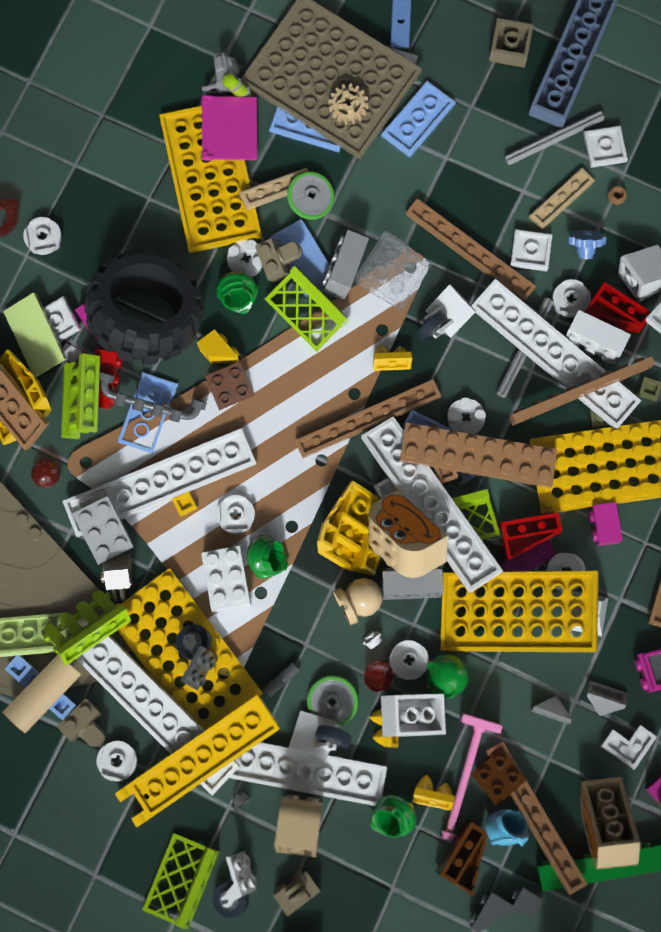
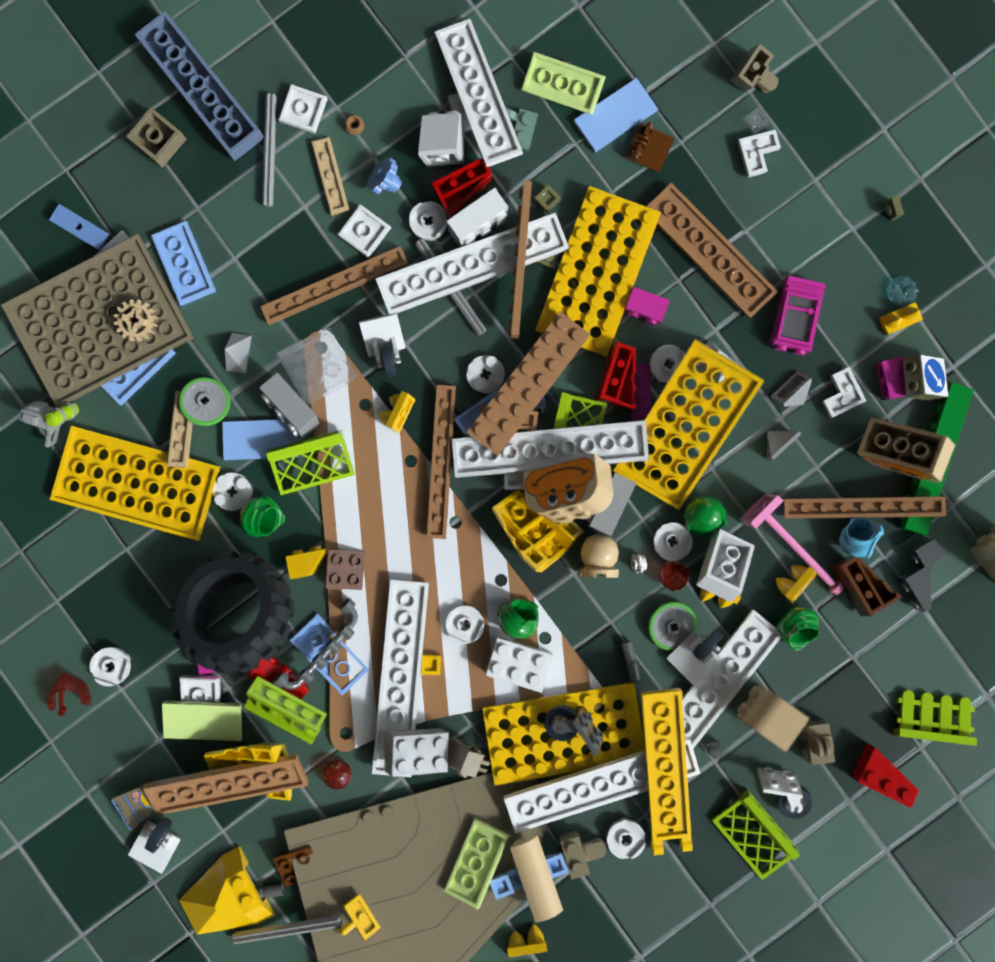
camera: 70 degrees left, 10 degrees up
(71, 352) = (236, 695): white sticker -> none
(94, 632) = (508, 811): lime fence -> none
(229, 128) = (98, 442): dark pink piece -> none
(277, 257) = (249, 465): dark tan brick -> none
(366, 201) = (237, 353): none -> light grey slope
(498, 777) = (813, 520): reddish brown hinge -> none

